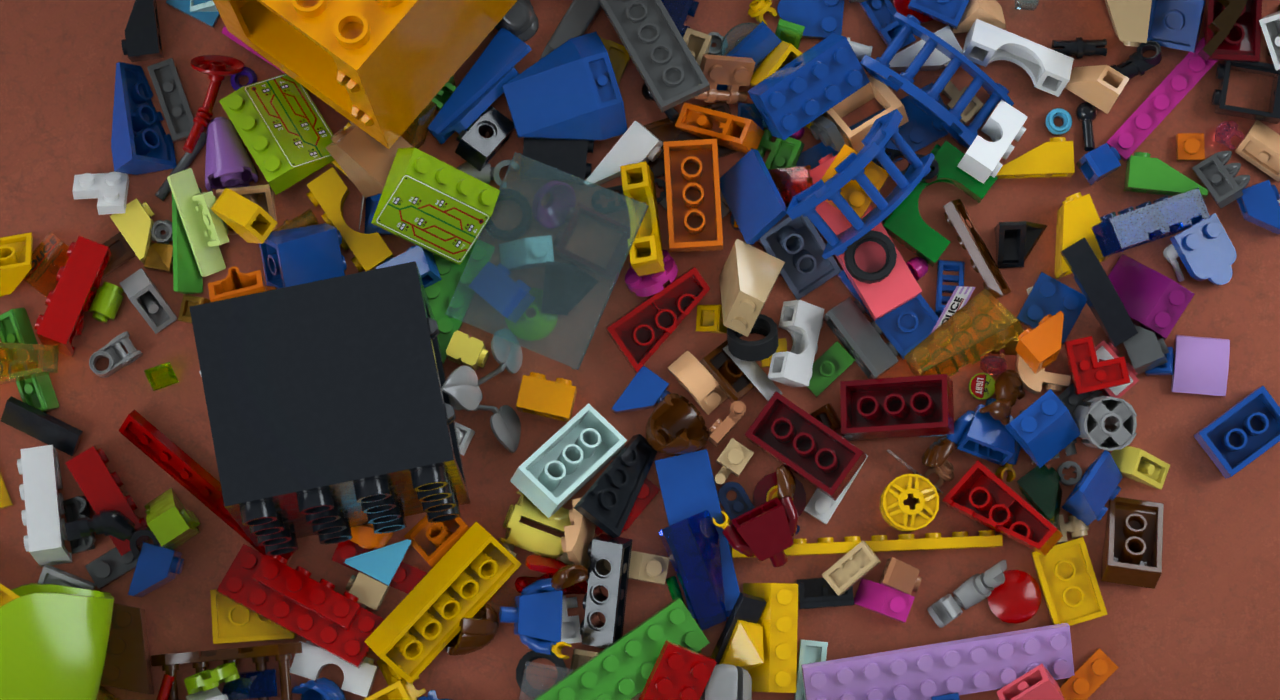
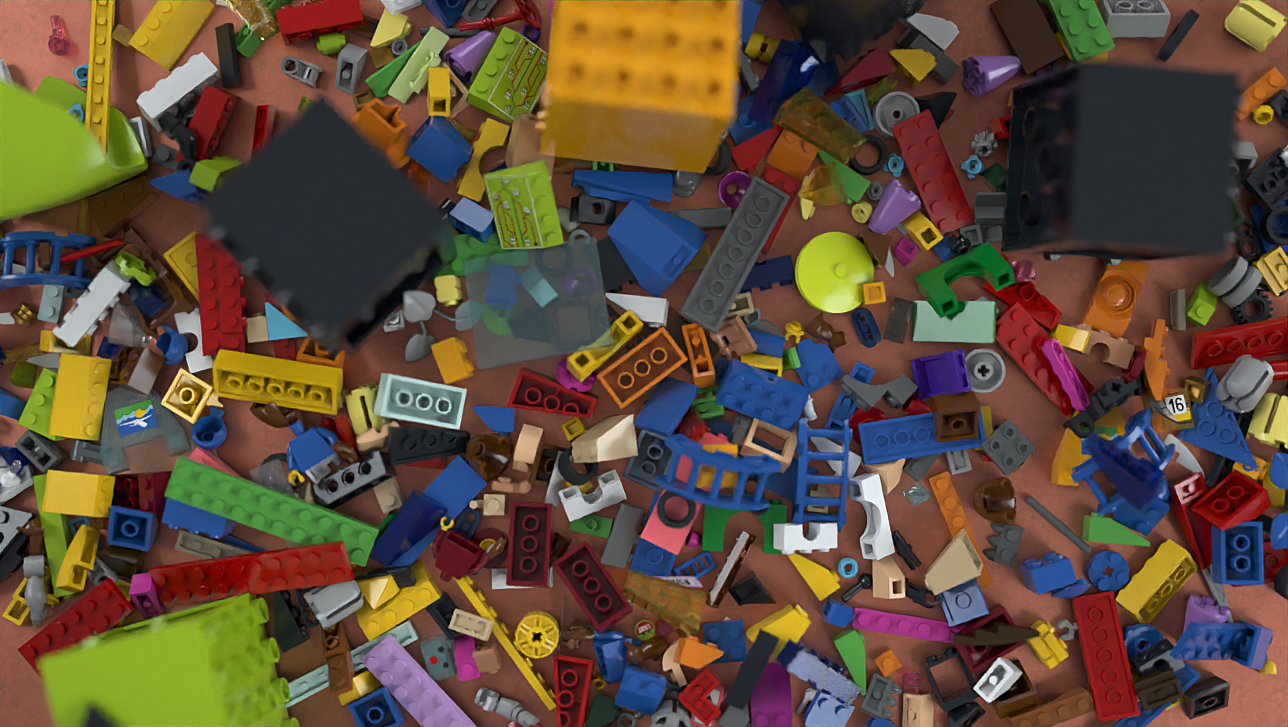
camera: 60 degrees right, 5 degrees up
(863, 631) = (439, 657): none -> clear light blue brick

